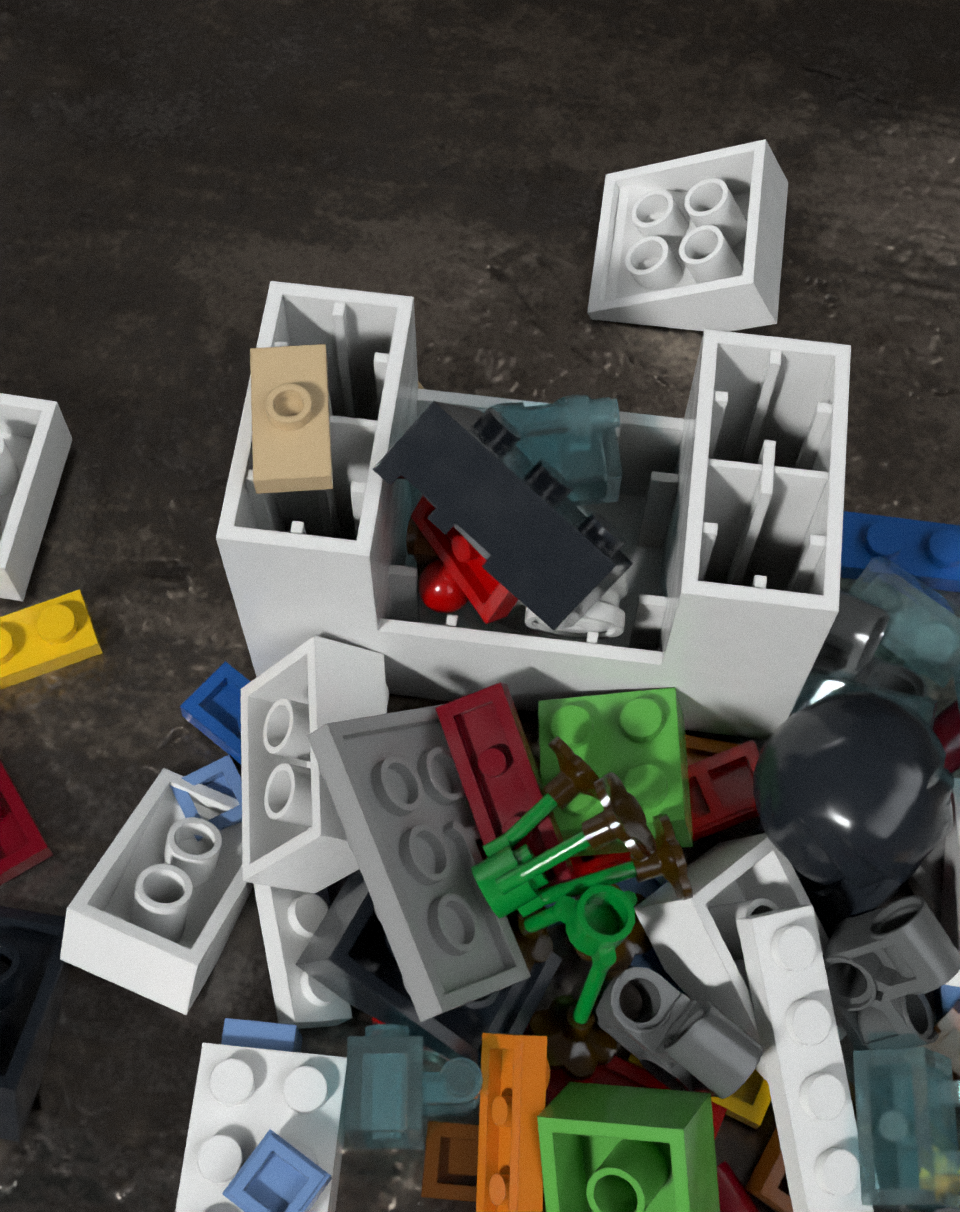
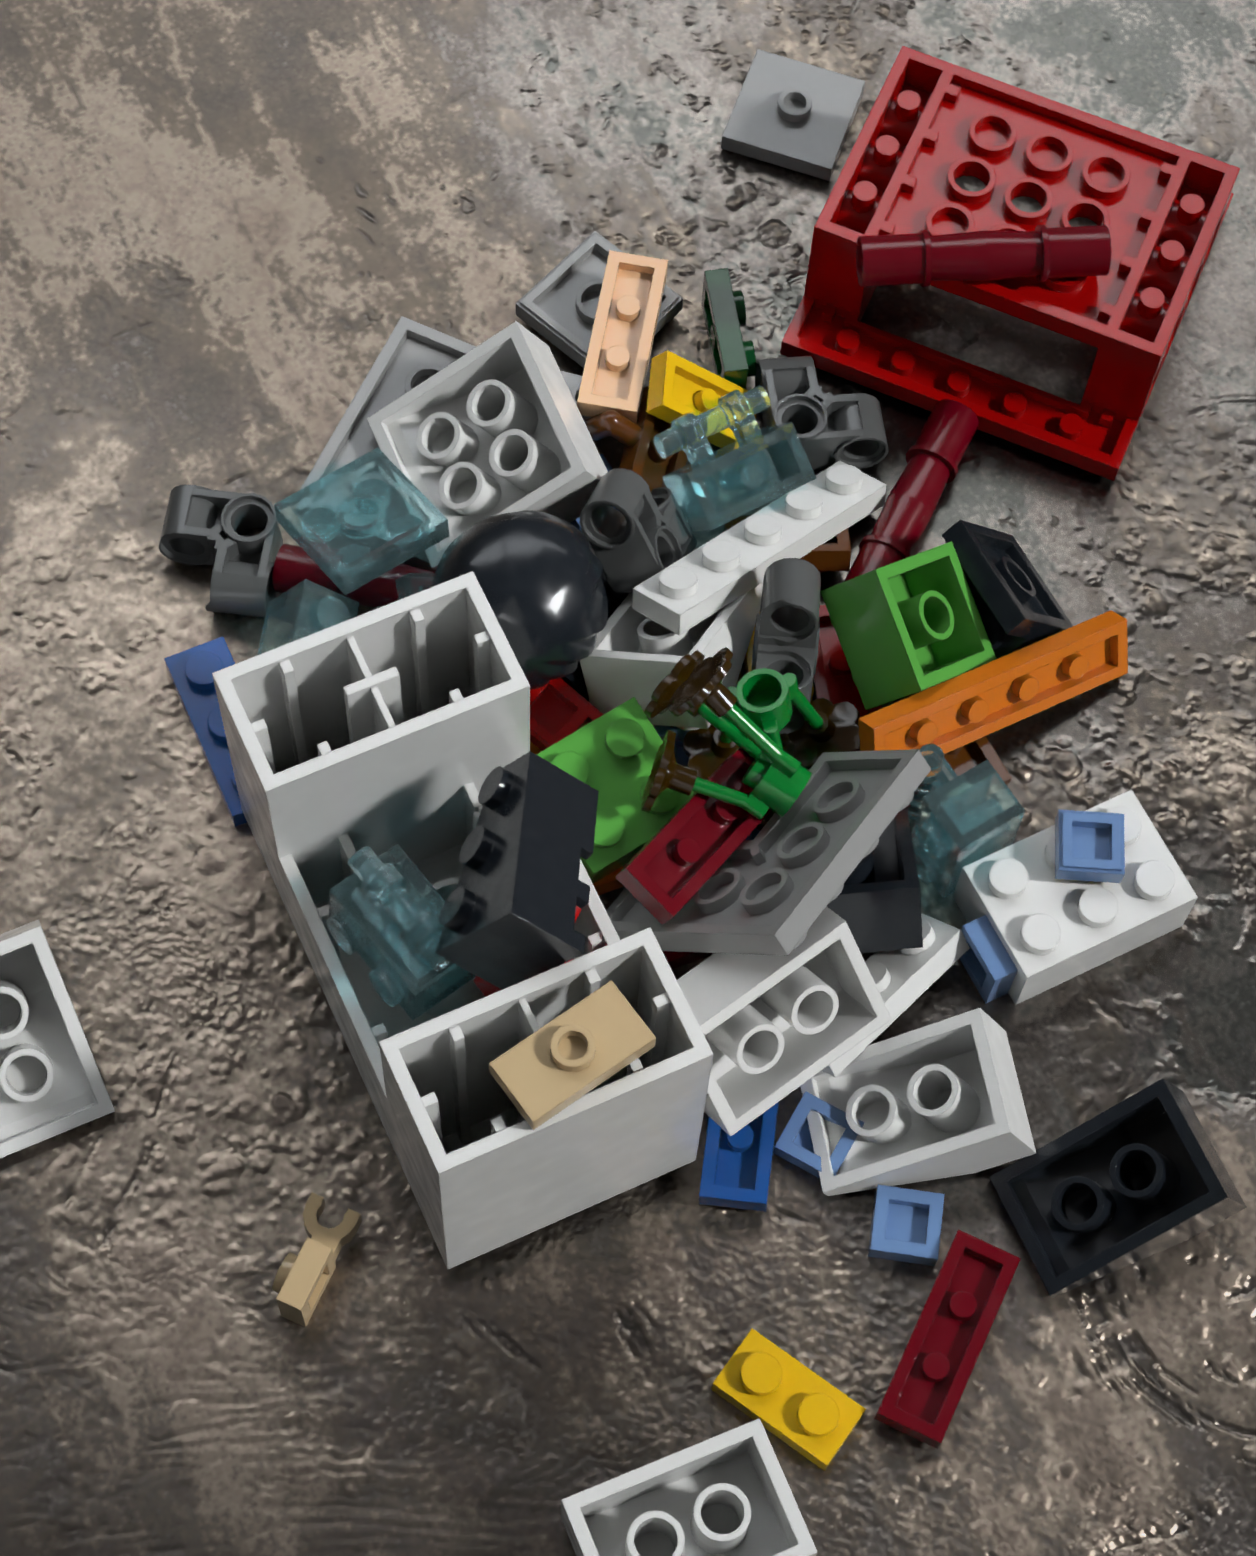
camera: 125 degrees left, 0 degrees up
(88, 819) = (906, 1225): none -> medium blue tile

